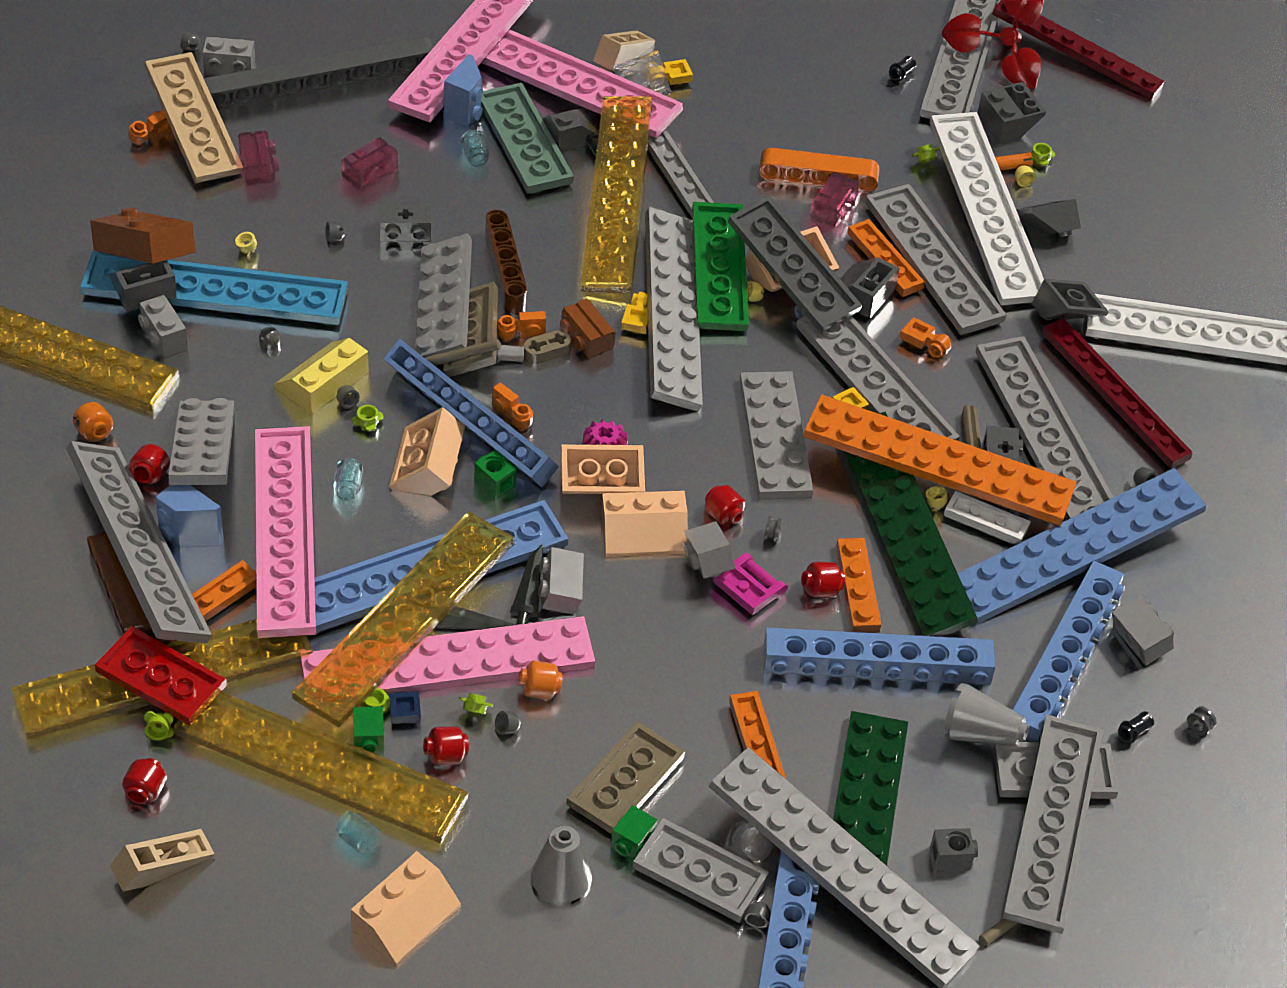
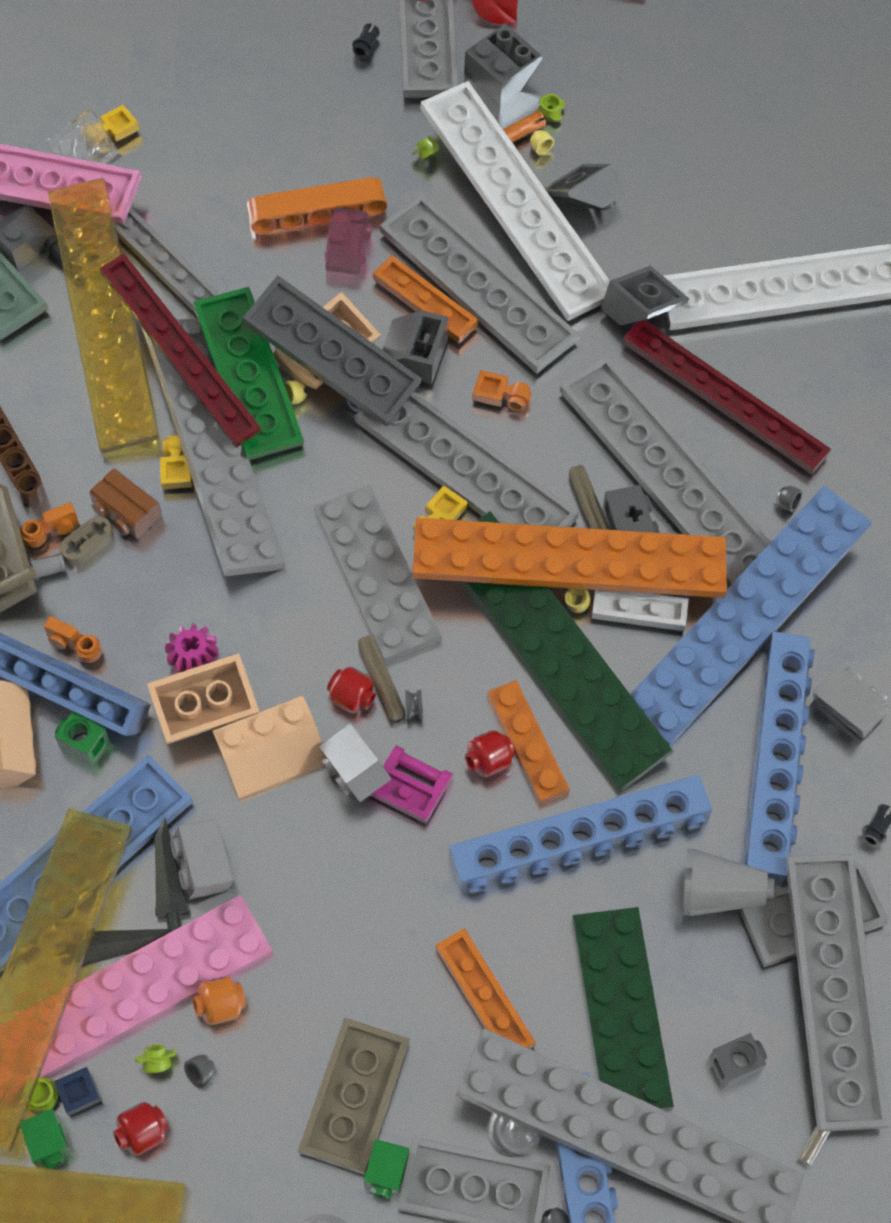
camera: 15 degrees left, 15 degrees up
(620, 48) = (47, 112): tan slope -> none
(671, 231) = (180, 350): none -> dark red plate
(752, 506) = (381, 678): none -> dark tan axle

